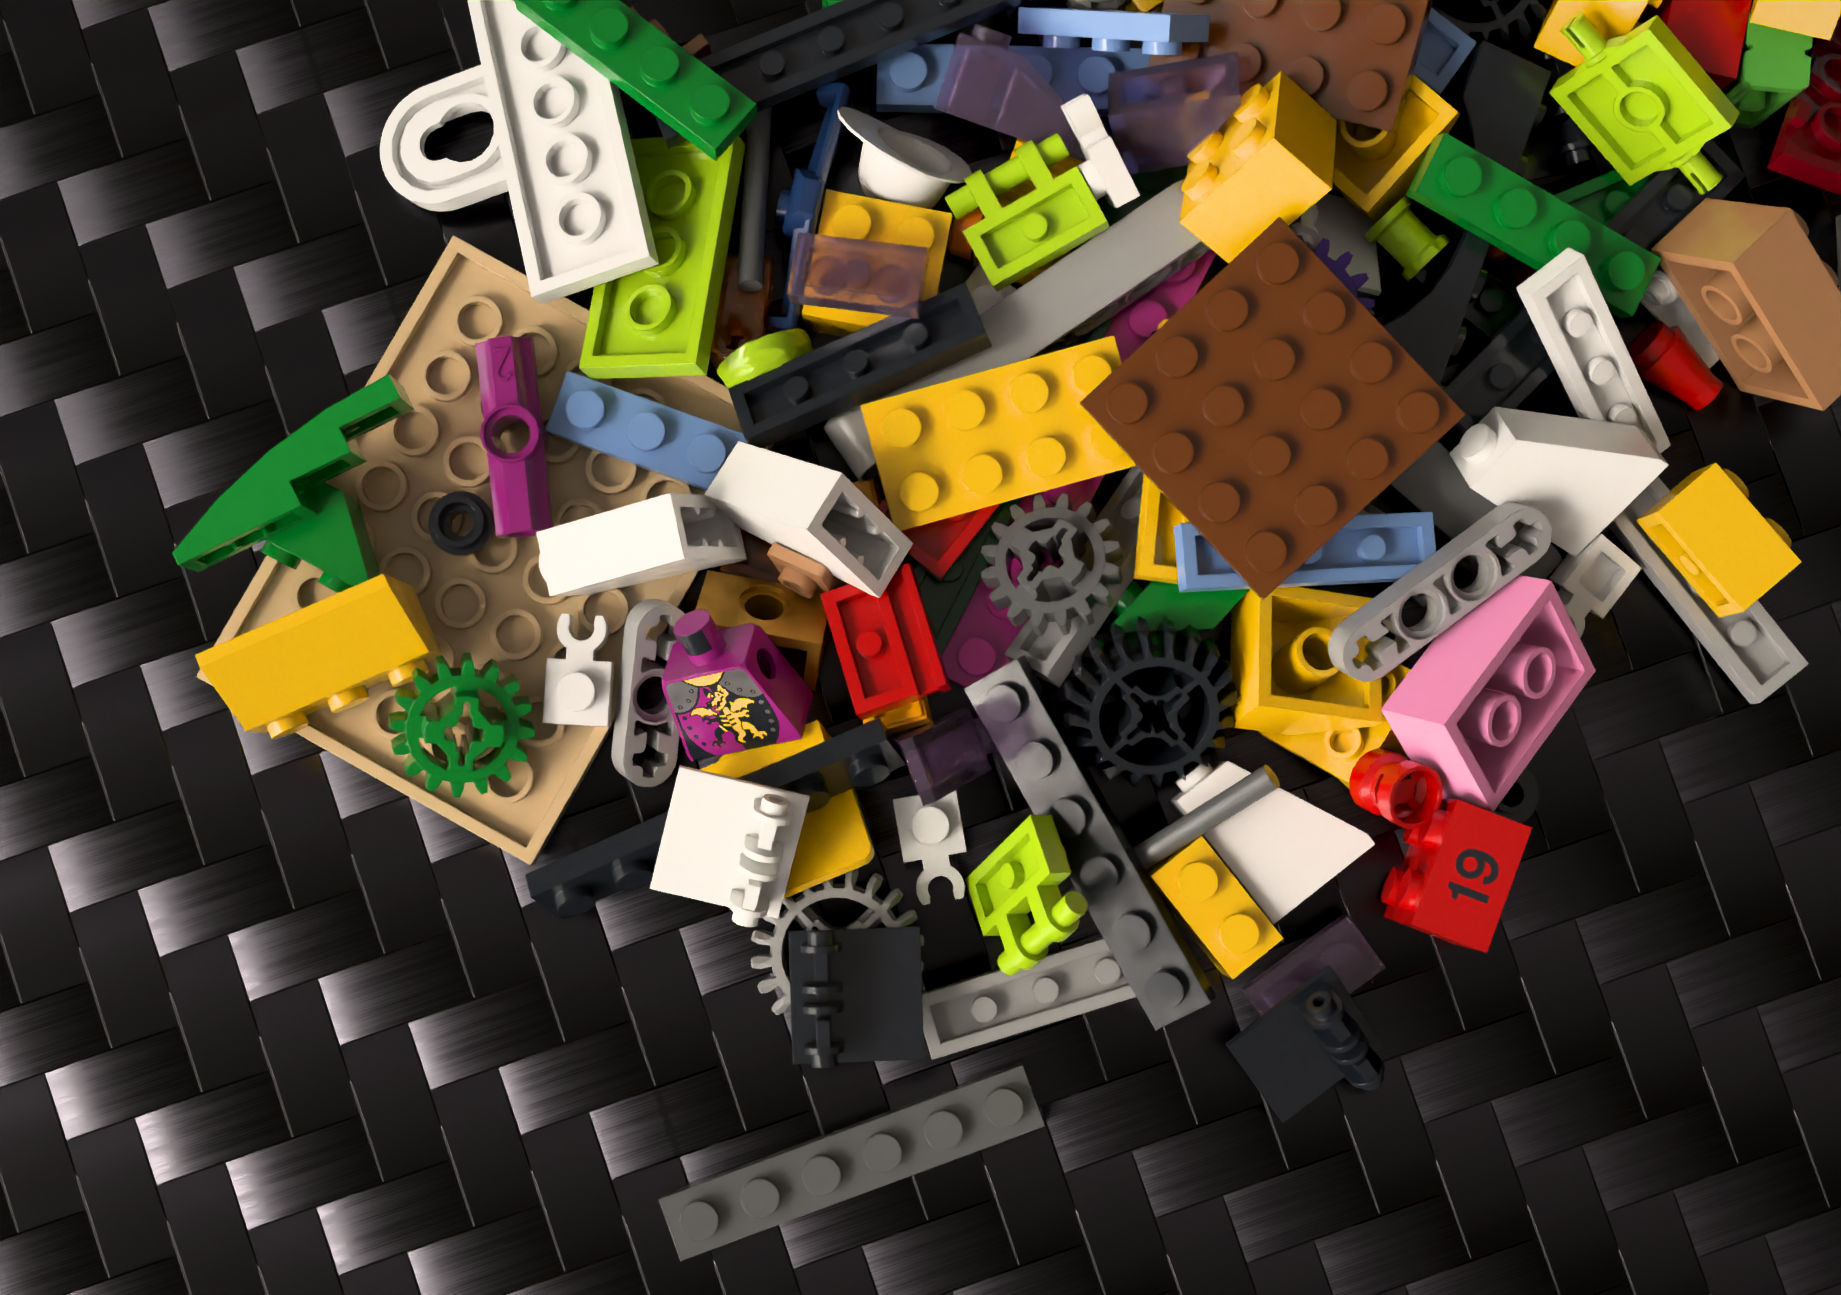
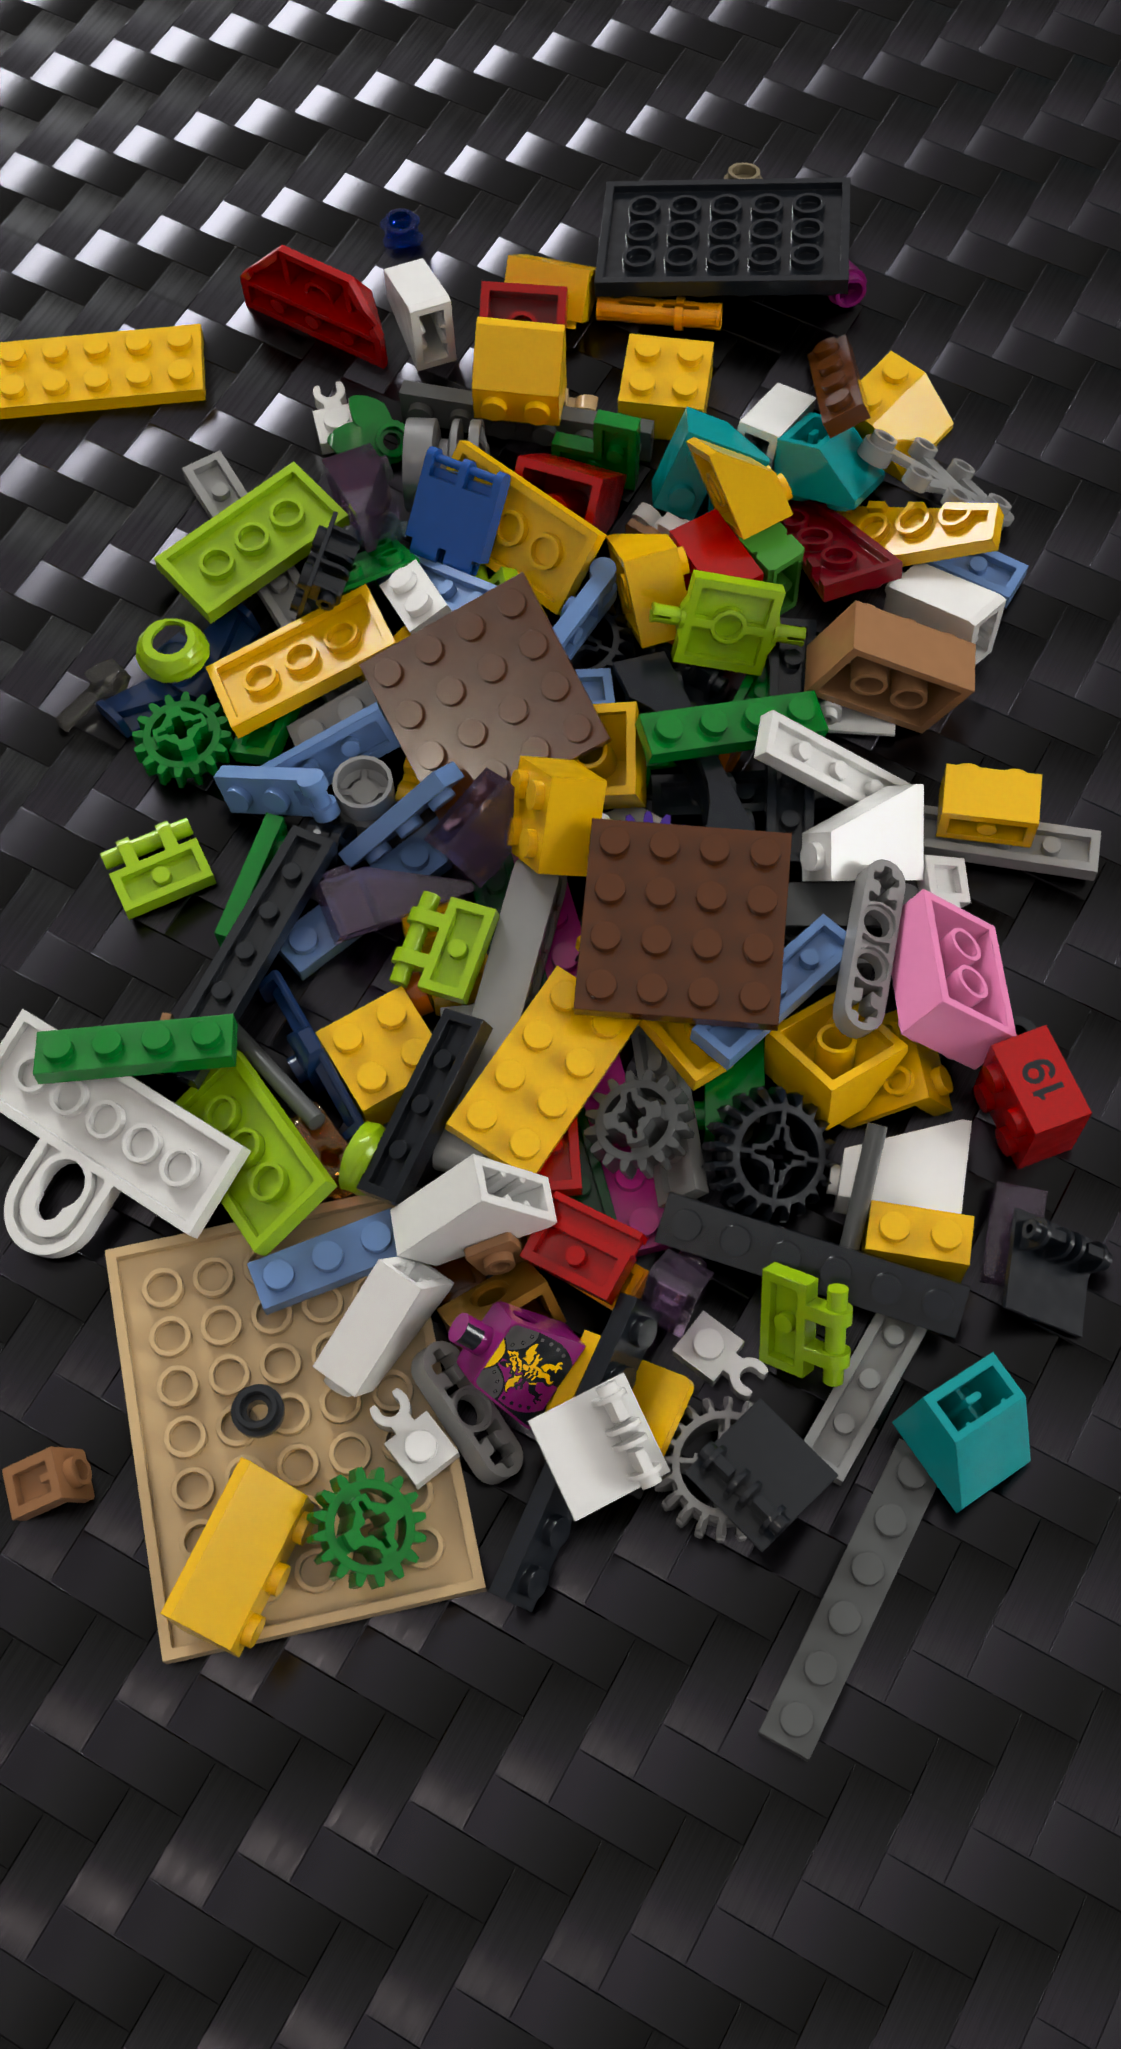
camera: 30 degrees left, 20 degrees down
(228, 417) = (47, 1481): none -> medium nougat bracket
(275, 488) = (125, 1473): green slope -> none
(331, 541) = (165, 1489): green slope -> none
(509, 397) = (227, 1306): magenta piece -> none
(858, 275) = (379, 1054): plate -> none
(901, 164) = (349, 989): white piece -> none
(1086, 1121) = (969, 1431): none -> teal slope
(1104, 167) = (457, 880): white plate -> none
(1396, 788) = (951, 1074): red wheel -> none
(1406, 238) = (669, 794): lime bush -> none
(1672, 364) = (877, 744): red cone -> none

